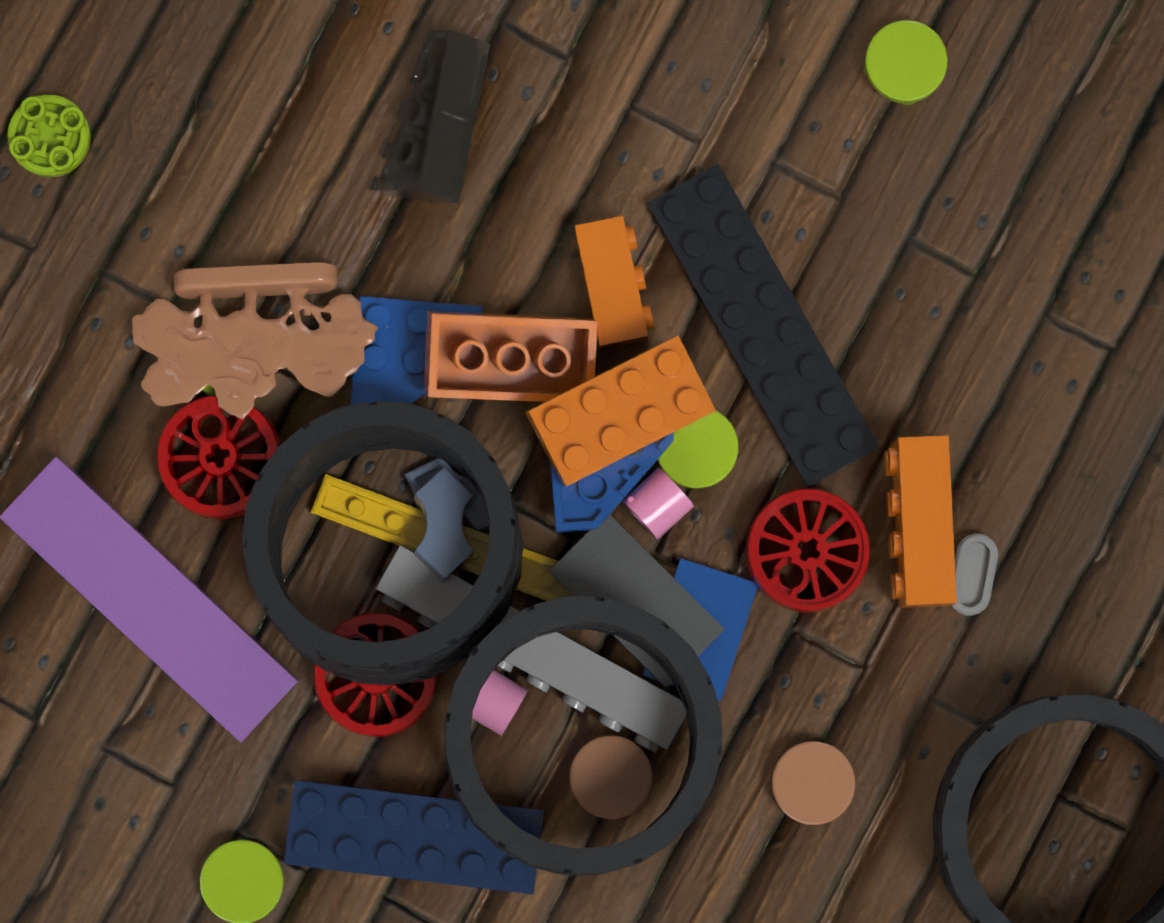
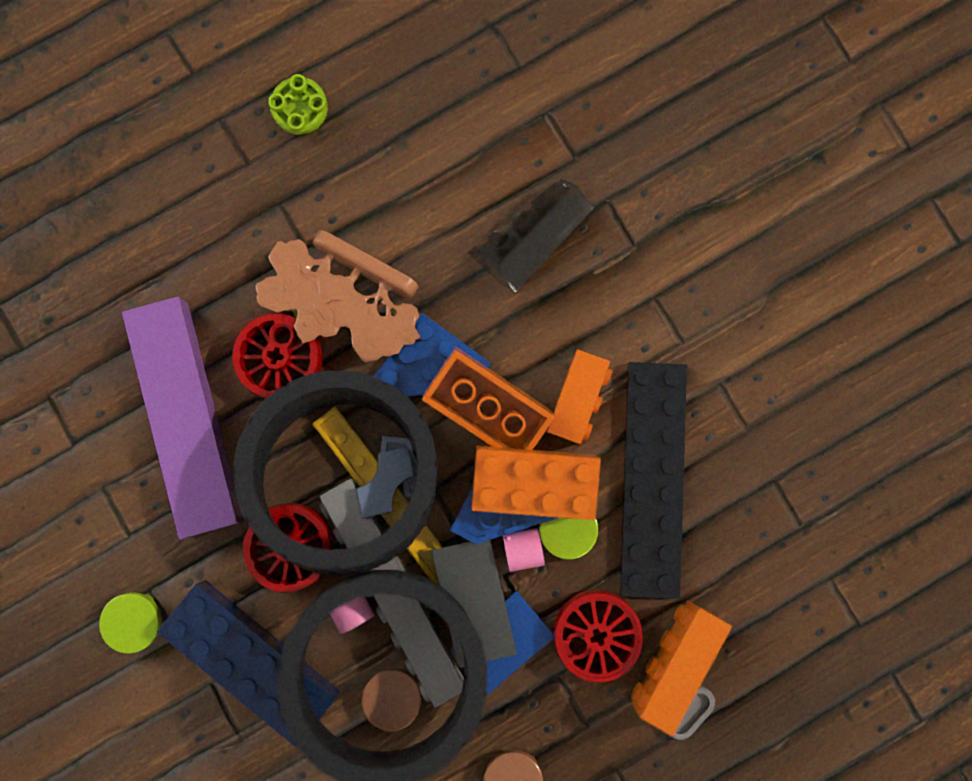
camera: 30 degrees right, 0 degrees up
(906, 61) = (839, 373): lime tile -> none

